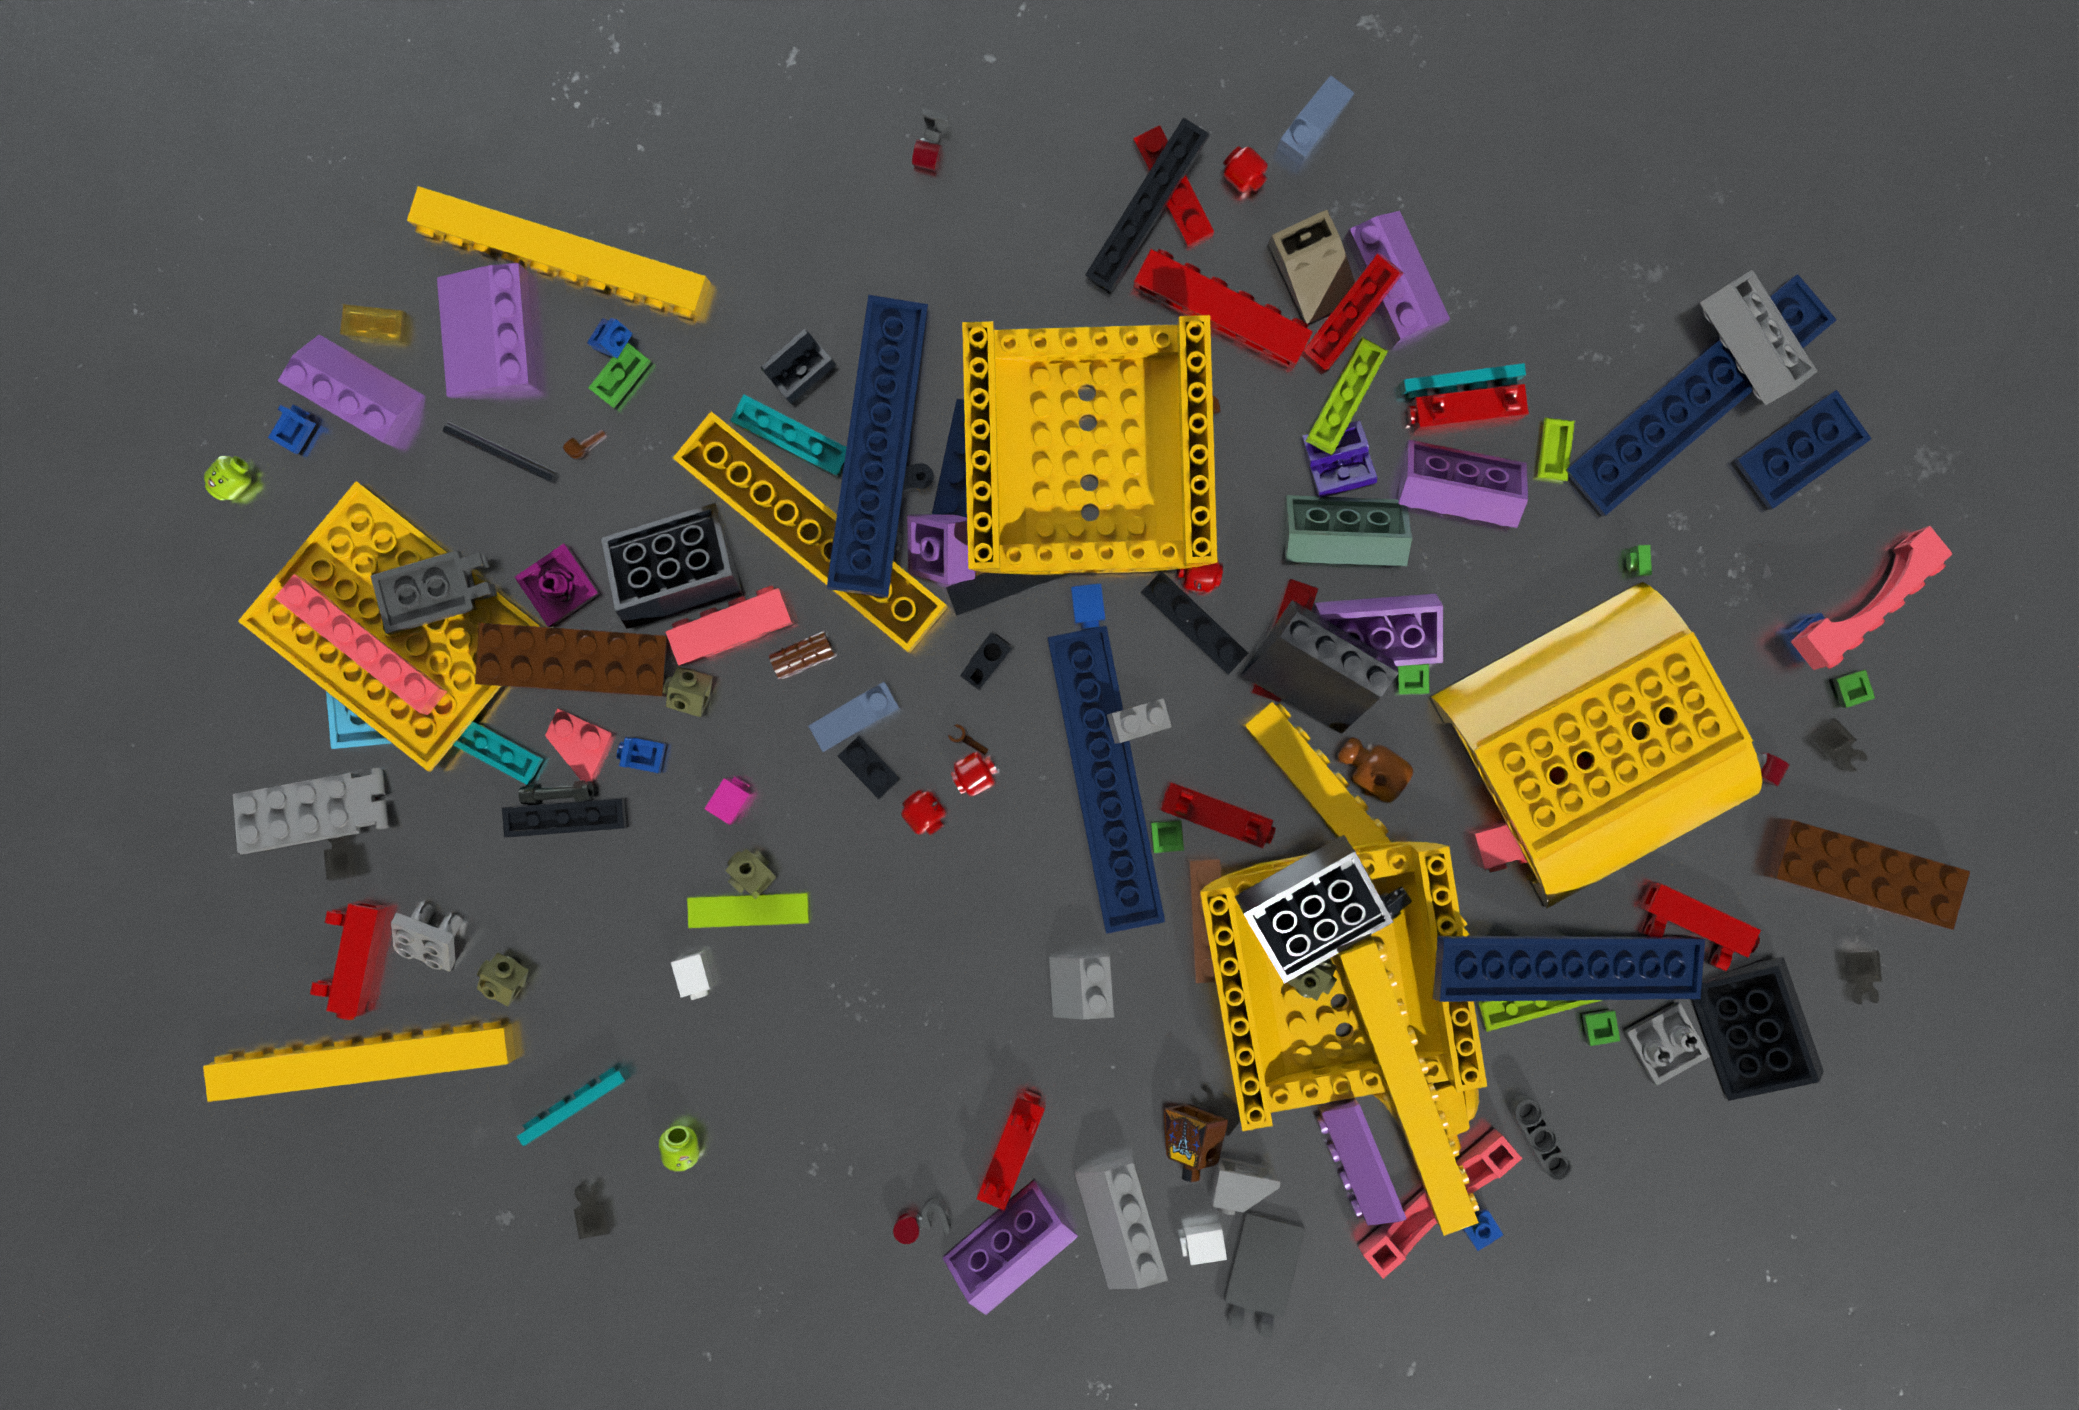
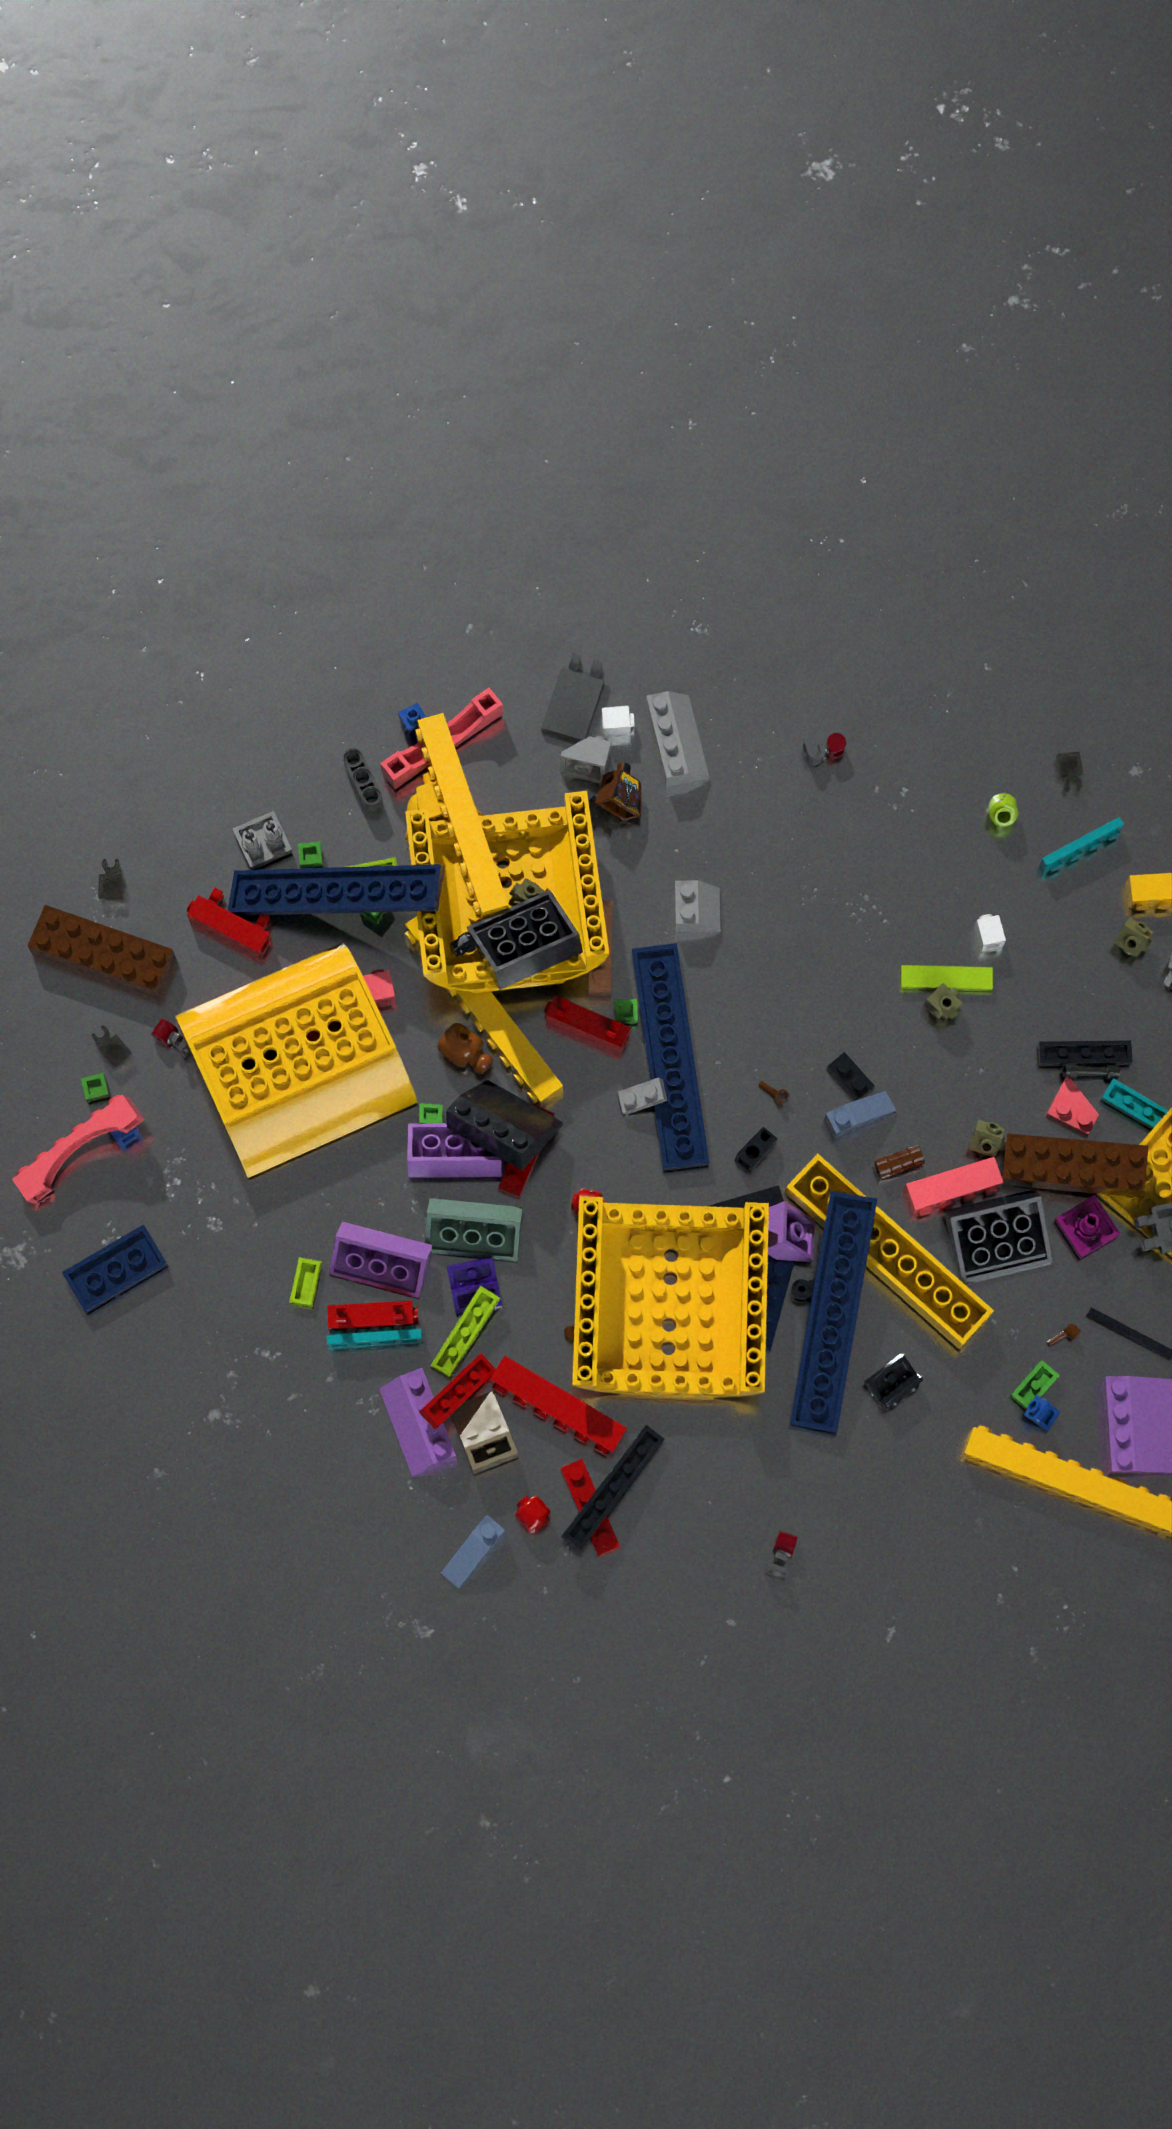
camera: 175 degrees left, 15 degrees down
(641, 754) = (1024, 1095): blue bracket -> none
(729, 799) = (958, 1057): dark pink brick -> none
(790, 435) = (902, 1329): teal plate -> none
(923, 812) = (810, 1039): red head -> none
(974, 774) = (770, 1064): red head -> none
(1009, 1248) = (760, 727): medium lavender slope -> none
(1011, 1150) = (755, 794): red brick -> none
(1088, 605) = (676, 1185): blue brick -> none
(1194, 623) = (594, 1168): black plate -> none
(1361, 1162) = (497, 768): medium lavender slope -> none
(1639, 561) = (250, 1191): bright green plate -> none
(1684, 409) = (189, 1316): dark blue plate -> none
(1757, 1030) = (193, 845): black slope -> none
(1758, 338) = (143, 1351): light grey slope -> none

